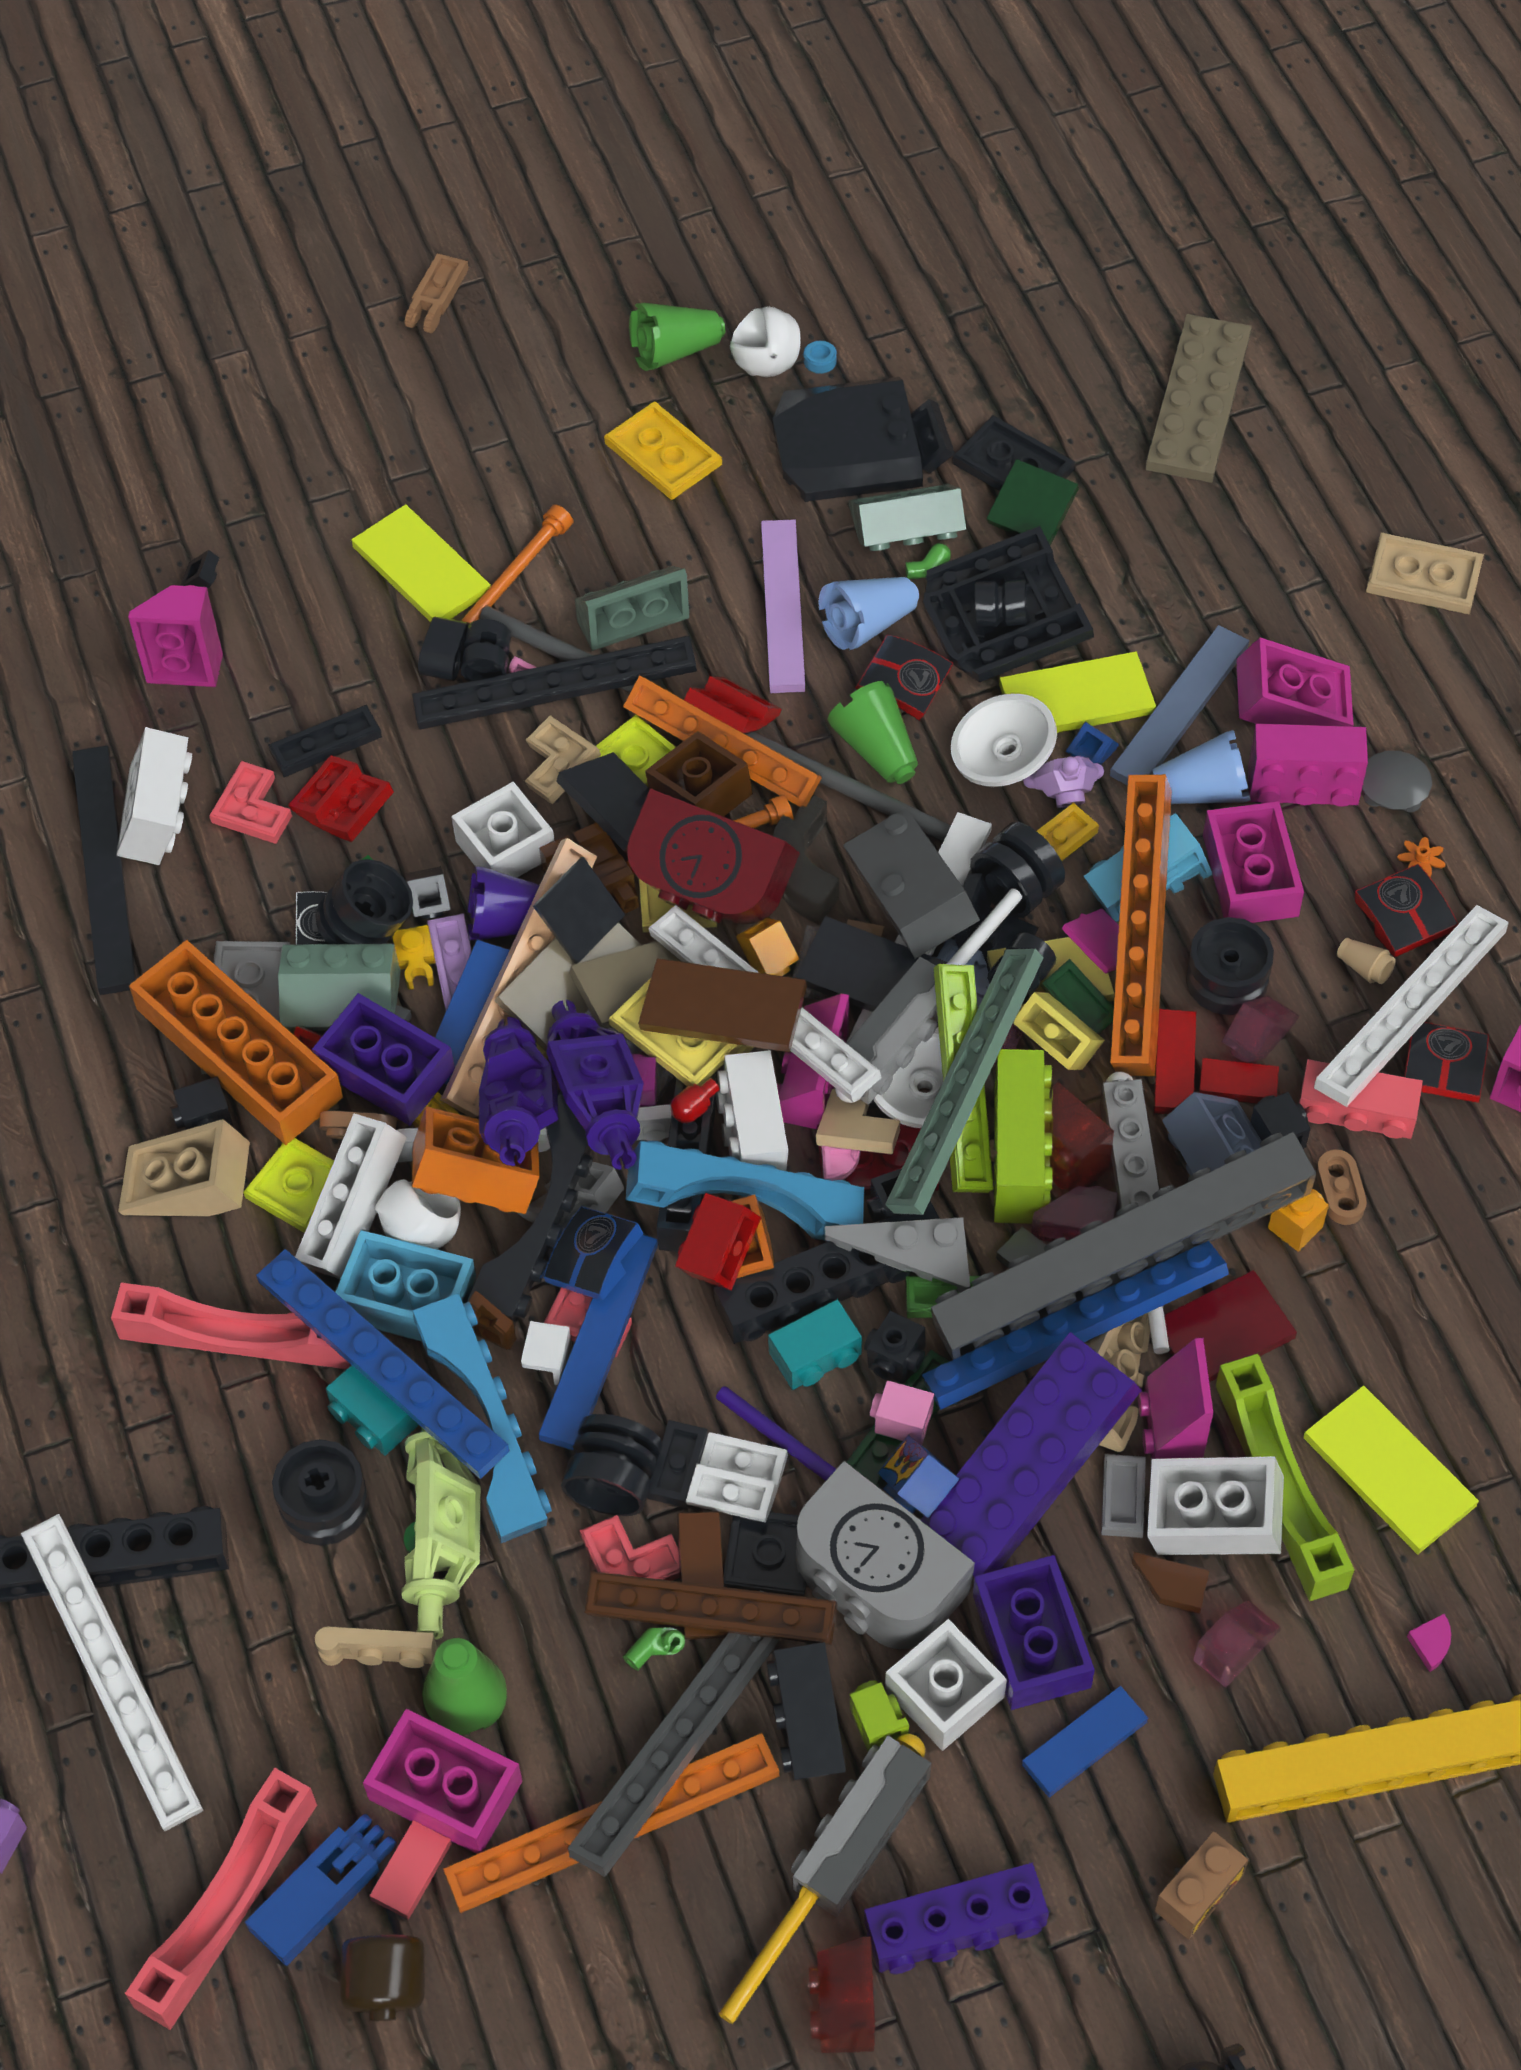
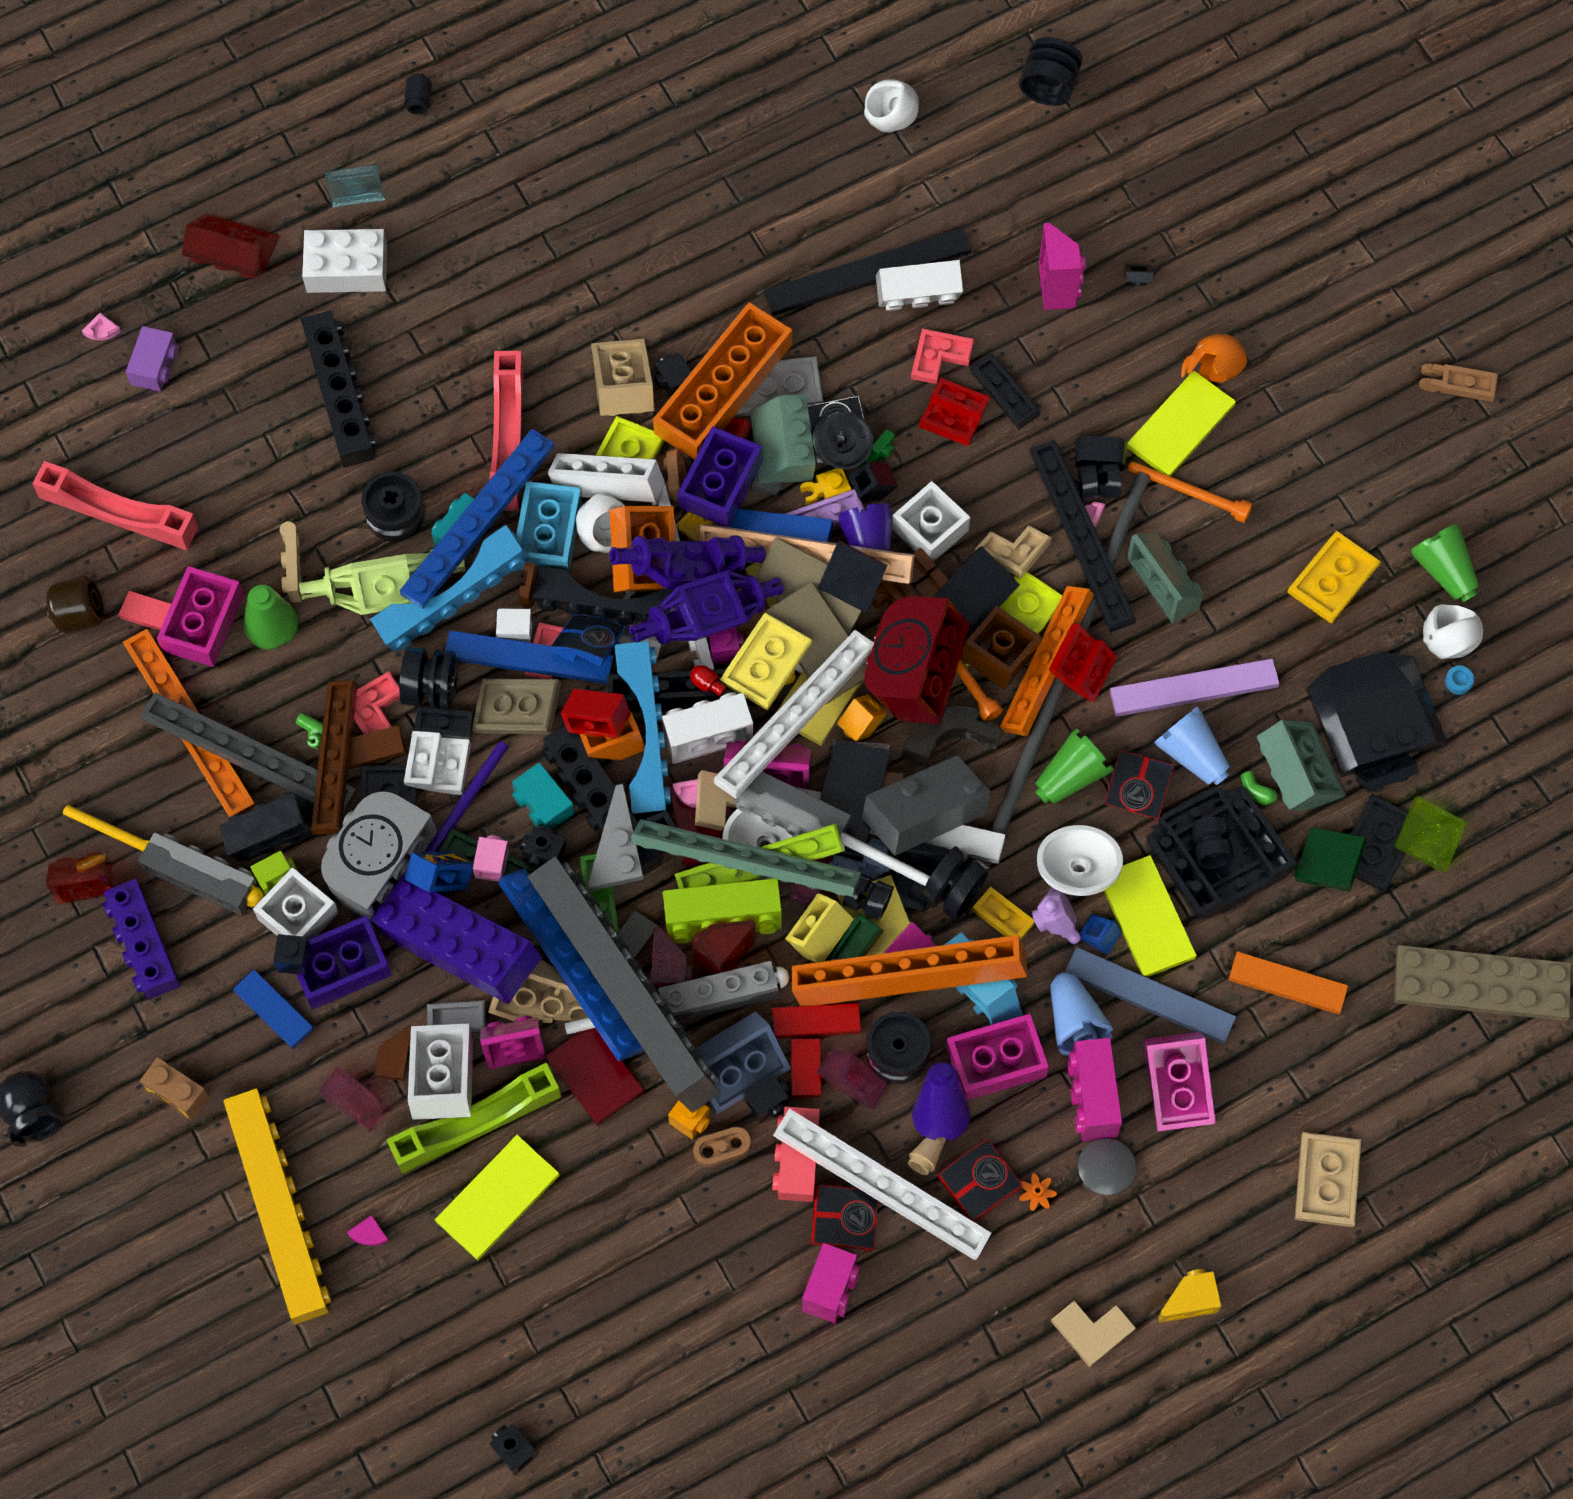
camera: 80 degrees right, 10 degrees up
(112, 1673) = (256, 410): white tile -> none
(311, 1898) = (120, 556): blue hinge -> none
(346, 506) = (1220, 356): none -> orange helmet
(672, 1360) = (516, 706): none -> dark tan tile
(723, 1005) = (780, 683): reddish brown tile -> none
(1013, 409) = (1430, 834): none -> clear neon green tile
(1032, 1671) = (292, 954): none -> black brick
(1178, 572) = (1288, 983): none -> orange tile
(1313, 925) = (941, 1104): none -> dark purple cone

